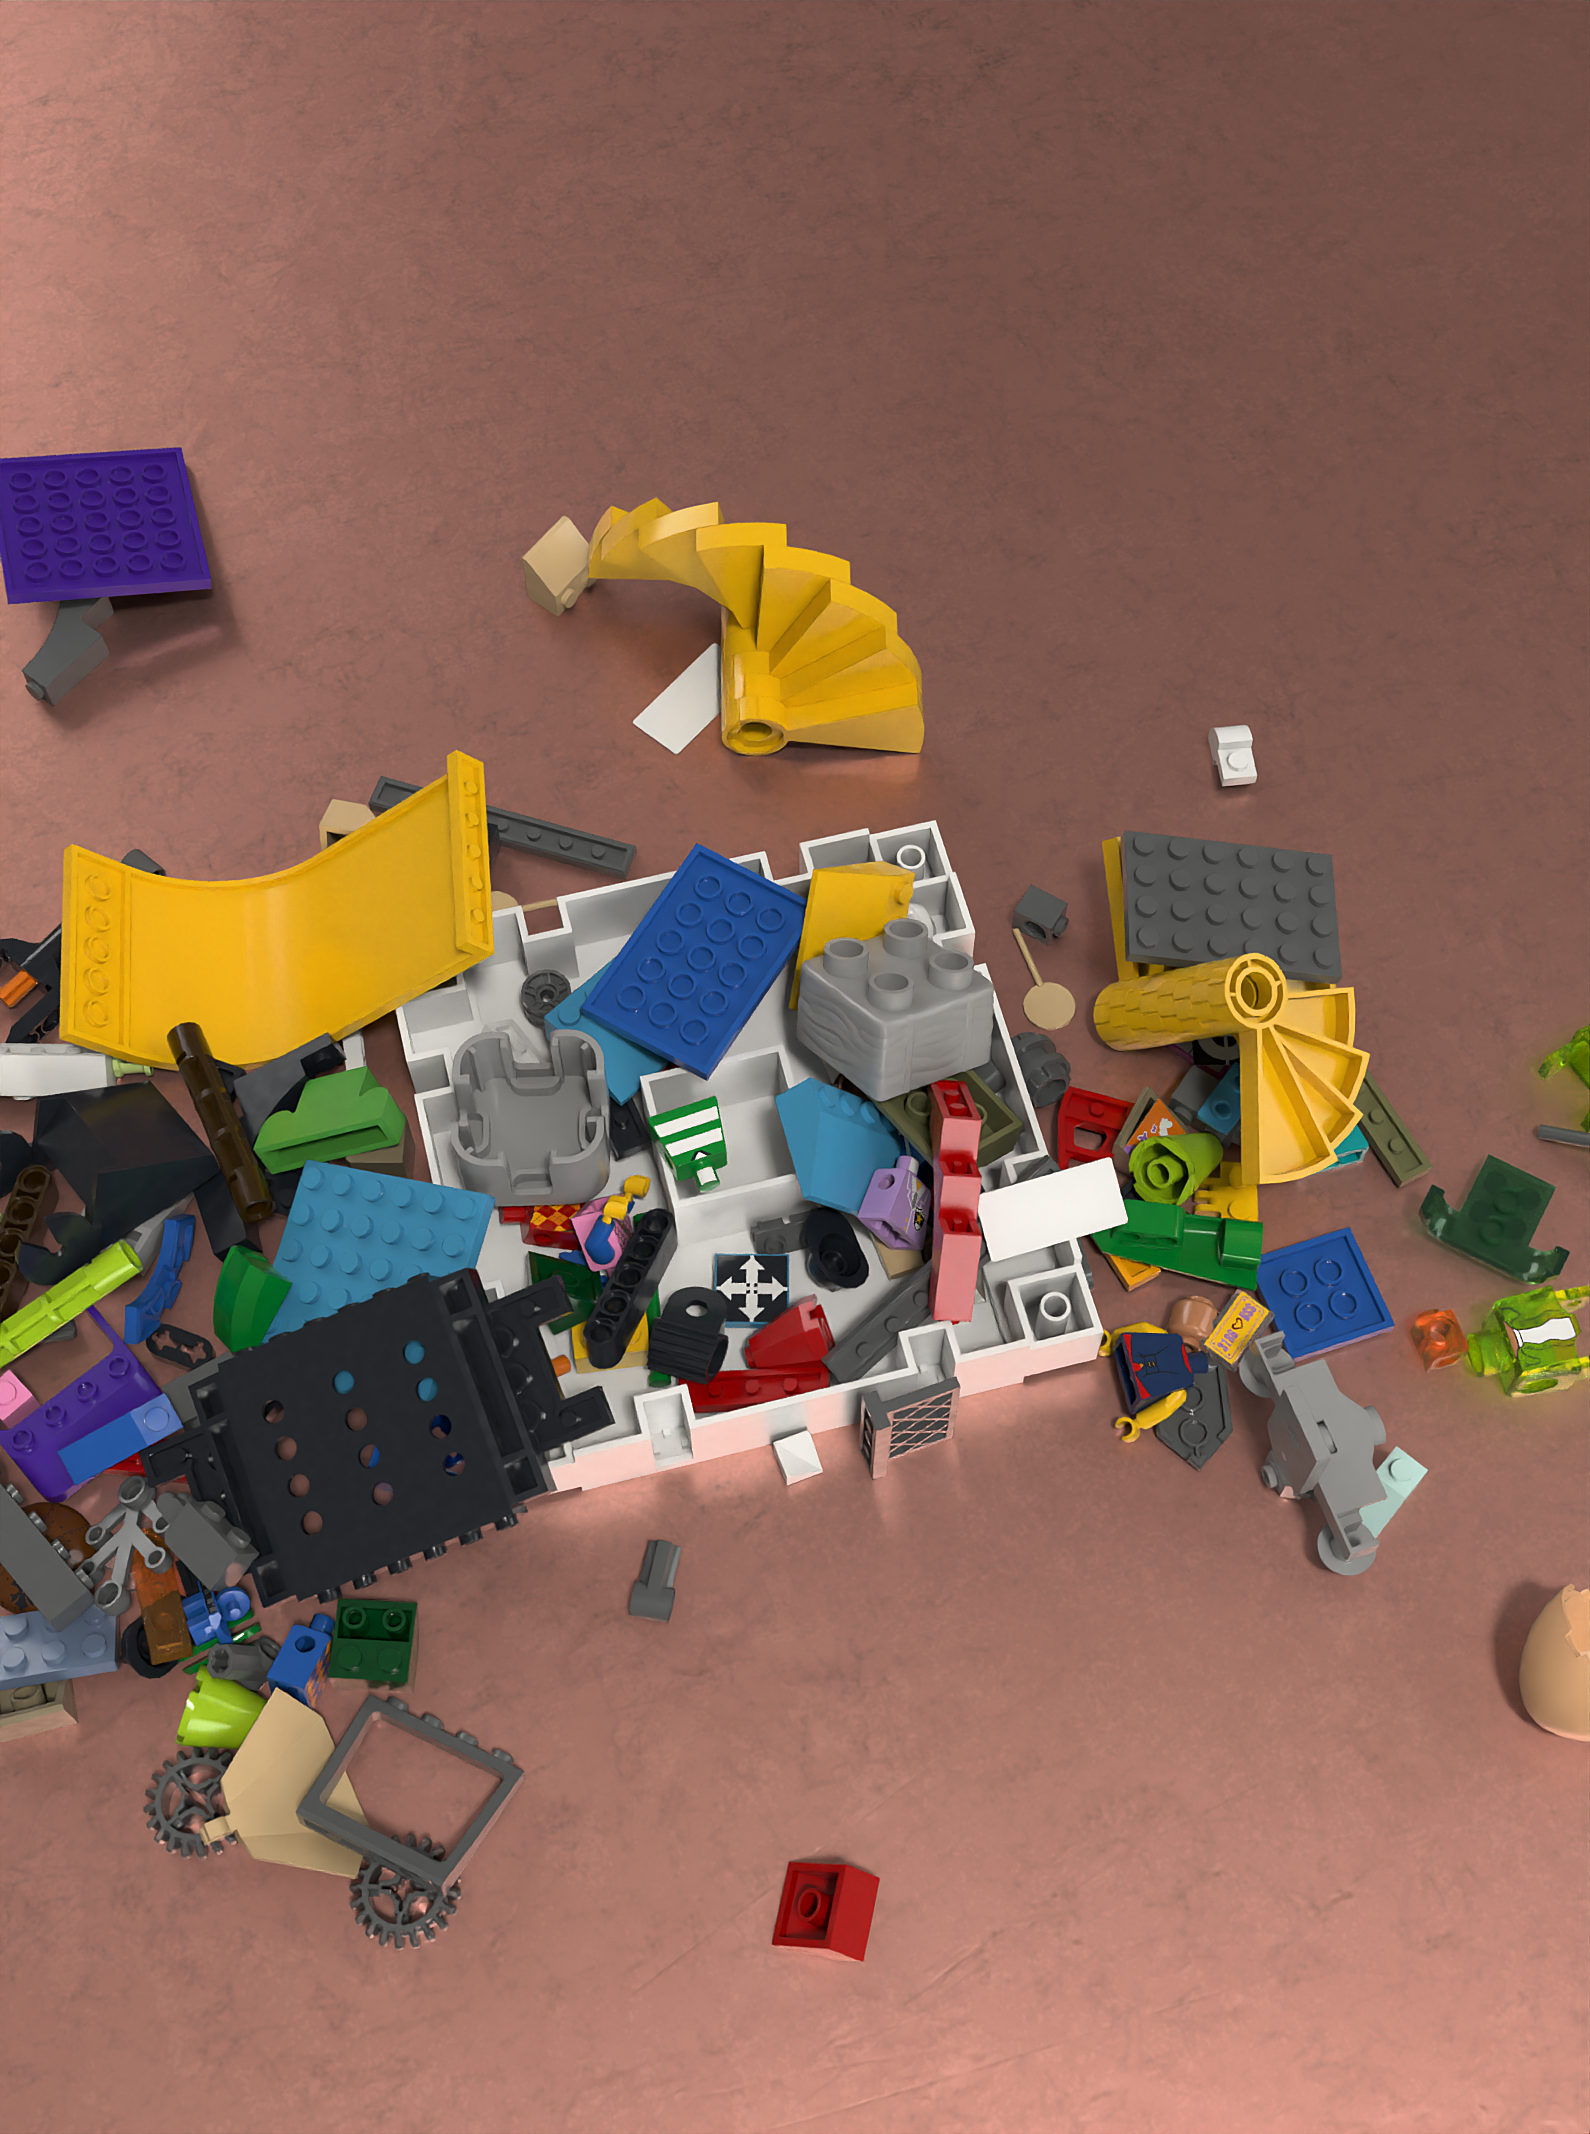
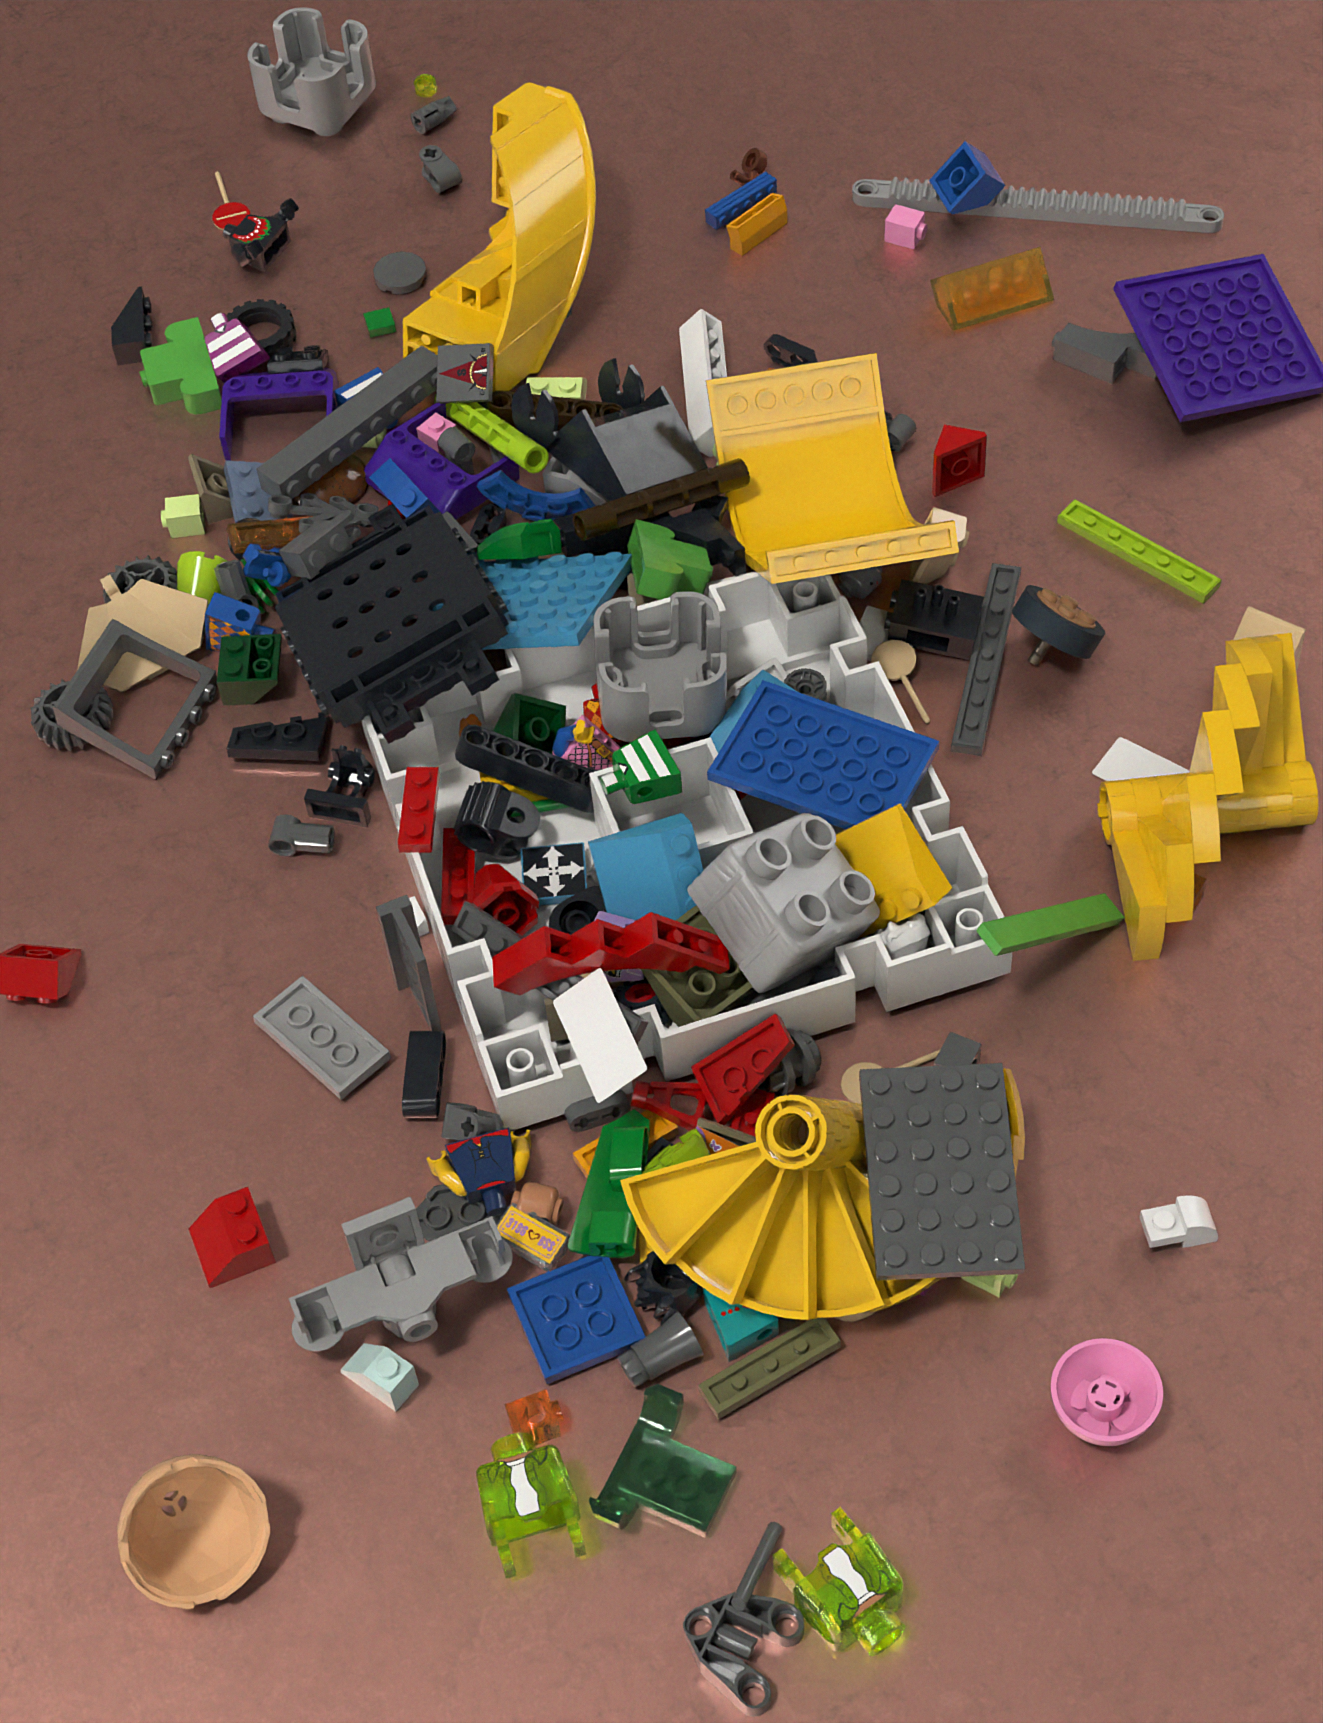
camera: 90 degrees right, 10 degrees down
(58, 1366) = (457, 449): none -> dark grey piece
(69, 1749) = (184, 516): none -> yellowish green brick
(209, 813) = (958, 458): none -> red slope
(376, 666) = (1139, 551): none -> lime tile
(496, 1604) = (285, 741): none -> black wing
(498, 737) = (1057, 623): none -> black wheel
(563, 1518) = (349, 771): none -> black tile
(707, 1397) = (419, 810): none -> red plate
(911, 795) = (1049, 924): none -> bright green tile
(953, 1557) = (322, 1037): none -> light grey plate
(1014, 1440) = (424, 1074): none -> black beam
(1057, 1096) = (741, 1066): none -> red wing
(1094, 1389) = (467, 1121): none -> dark grey piece
(1220, 1655) = (231, 1238): none -> red slope
(1293, 1206) = (663, 1288): none -> black piece
(1364, 1213) = (660, 1351): none -> dark grey plant
(1422, 828) = (1113, 1377): none -> bright pink piece

